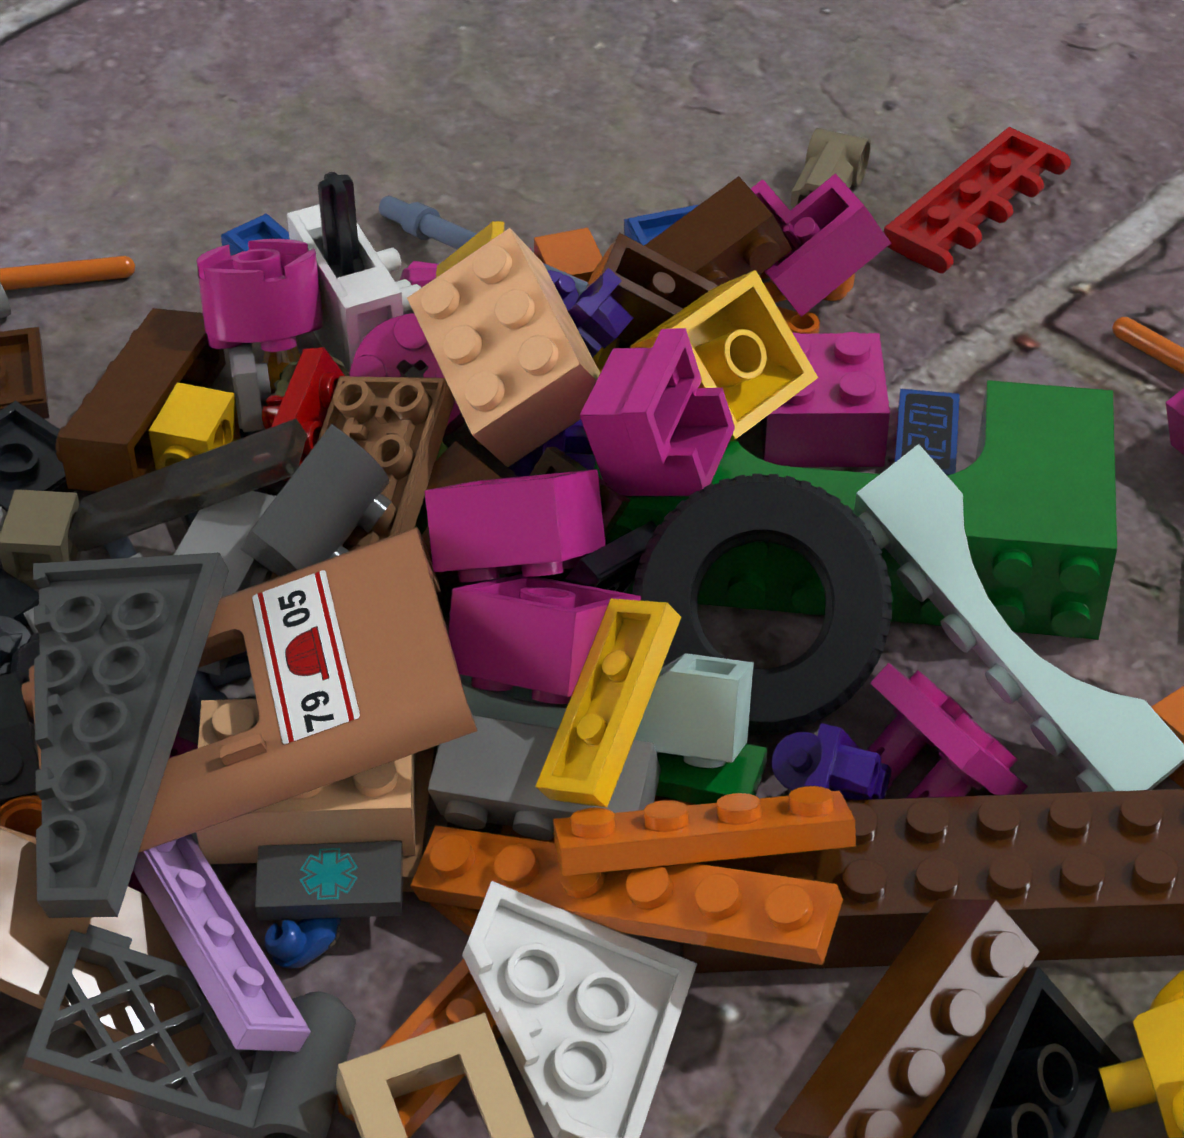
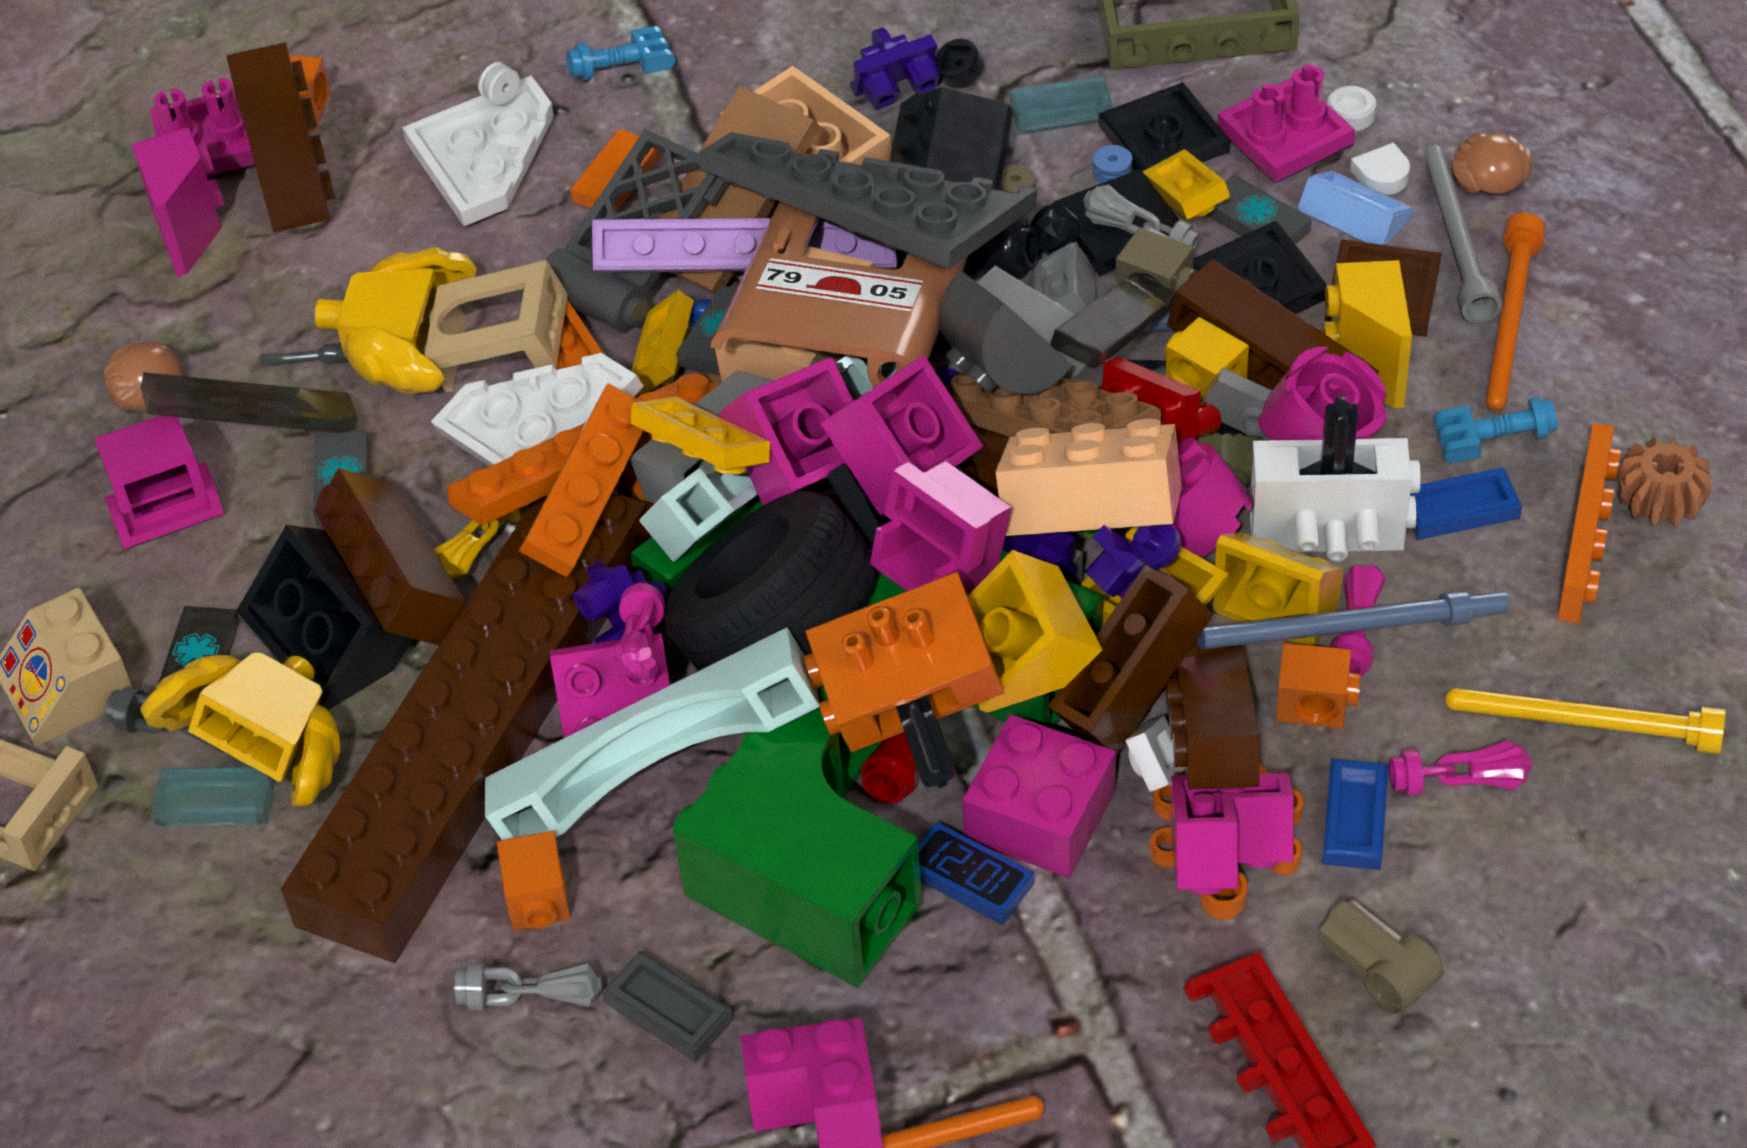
camera: 120 degrees right, 5 degrees up
(89, 315) = (1372, 320): none -> yellow slope
(146, 227) = (1462, 434): none -> dark azure hinge
(197, 134) = (1664, 481): none -> nougat gear
(269, 165) = (1587, 539): none -> orange plate
(368, 956) = (660, 339): none -> yellow plate
(473, 69) = (1698, 728): none -> yellow piece
(620, 196) = (1498, 766): none -> dark pink piece
(809, 1022) = (461, 550): none -> yellow piece
(834, 399) = (902, 670): none -> orange piece
(946, 641) = (640, 609): none -> dark pink piece

